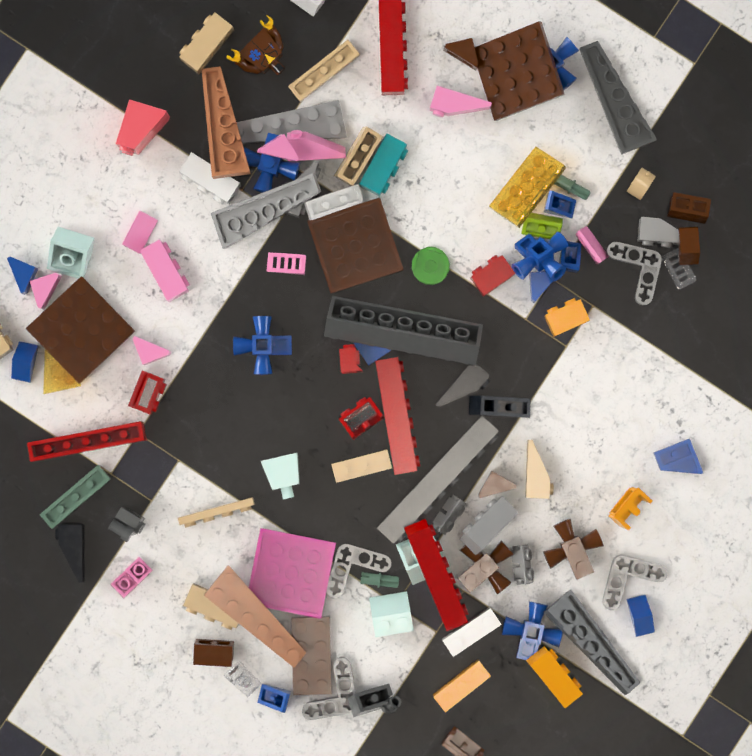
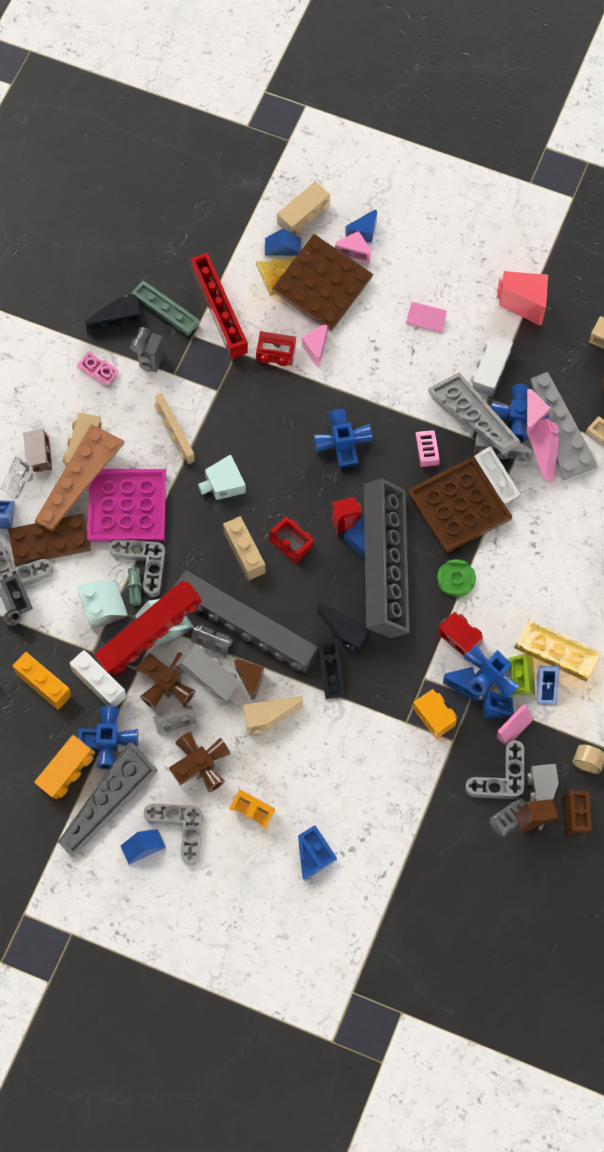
camera: 70 degrees right, 20 degrees down
(70, 252) = (393, 262): light aqua slope -> none
(165, 270) = (395, 343): bright pink brick -> none
(224, 139) = (534, 366): nougat wing -> none
(358, 156) = (547, 488): tan brick -> none
(384, 165) = (544, 515): teal brick -> none
(396, 415) = (300, 571): brick -> none
(570, 186) = (569, 694): sand green axle -> none

